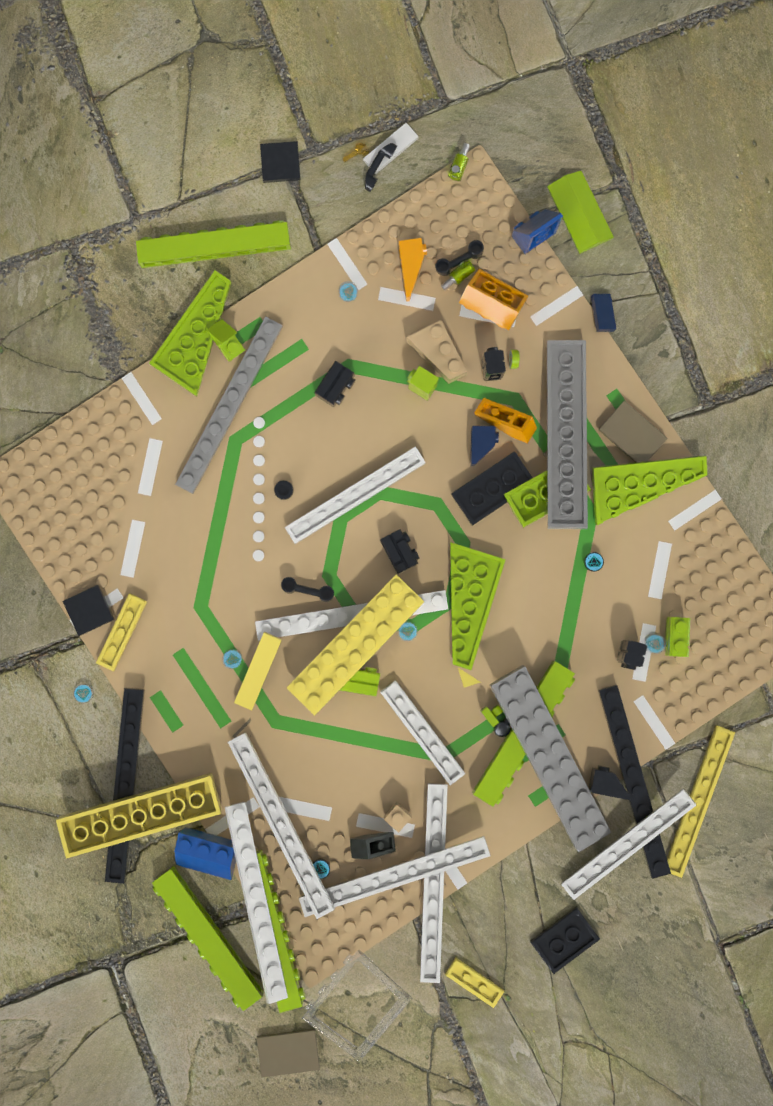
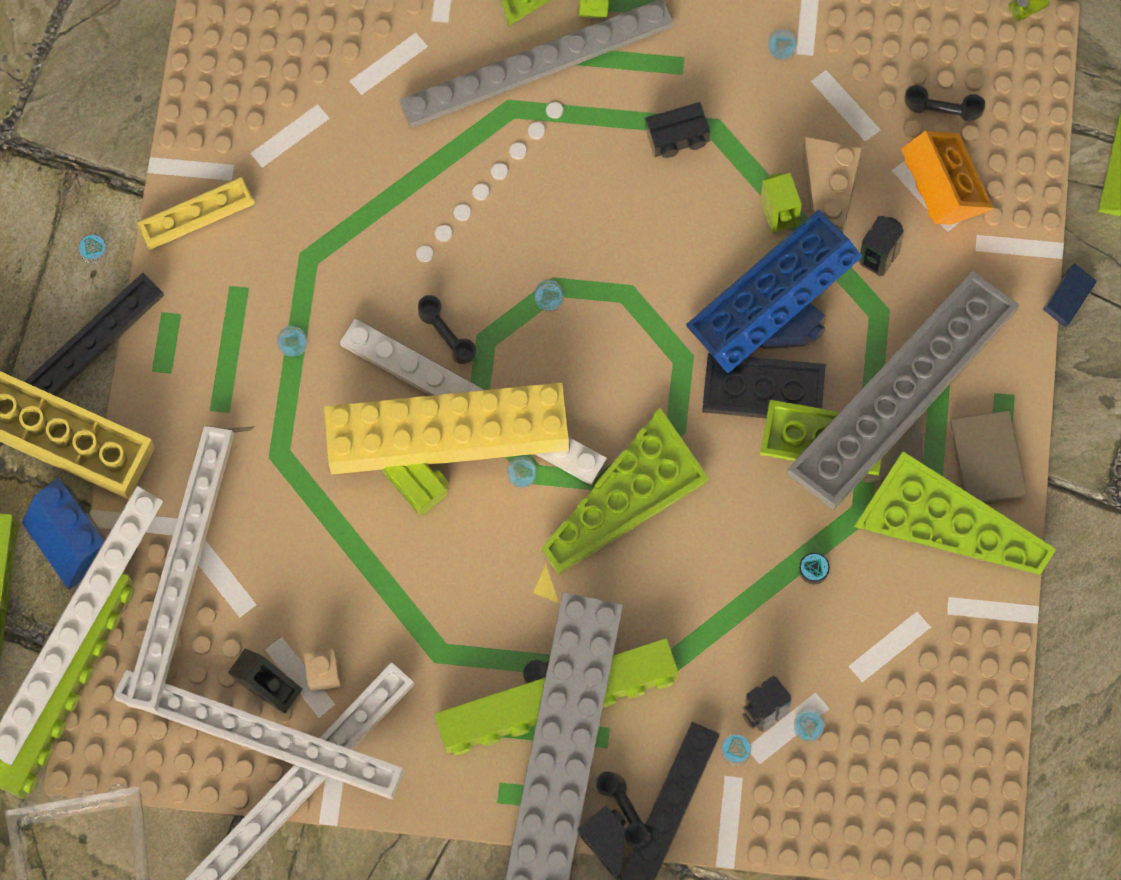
camera: 45 degrees right, 15 degrees down
(88, 610) = (180, 160): black tile -> none
(258, 671) = (309, 374): light yellow tile -> none
(283, 490) = (517, 202): black tile -> none
(322, 868) = (183, 660): tile -> none
(342, 527) = (548, 295): none -> clear tile
(355, 495) = (594, 269): white plate -> none
(399, 551) = (590, 371): black brick -> none
(411, 259) = (882, 67): light orange slope -> none
(422, 732) = (437, 602): white tile -> none
(459, 274) = (929, 121): clear neon green piece -> none
(460, 435) = (774, 290): none -> blue bracket
(491, 714) = (536, 643): lime tile -> none
(510, 421) = (848, 325): light orange slope -> none
(514, 358) = (914, 261): lime tile -> none
(537, 229) = (1061, 139): blue slope -> none
(587, 753) = (613, 785): none -> black bar
(630, 685) = (736, 749): none -> tile
(677, 636) = (842, 734): lime brick -> none

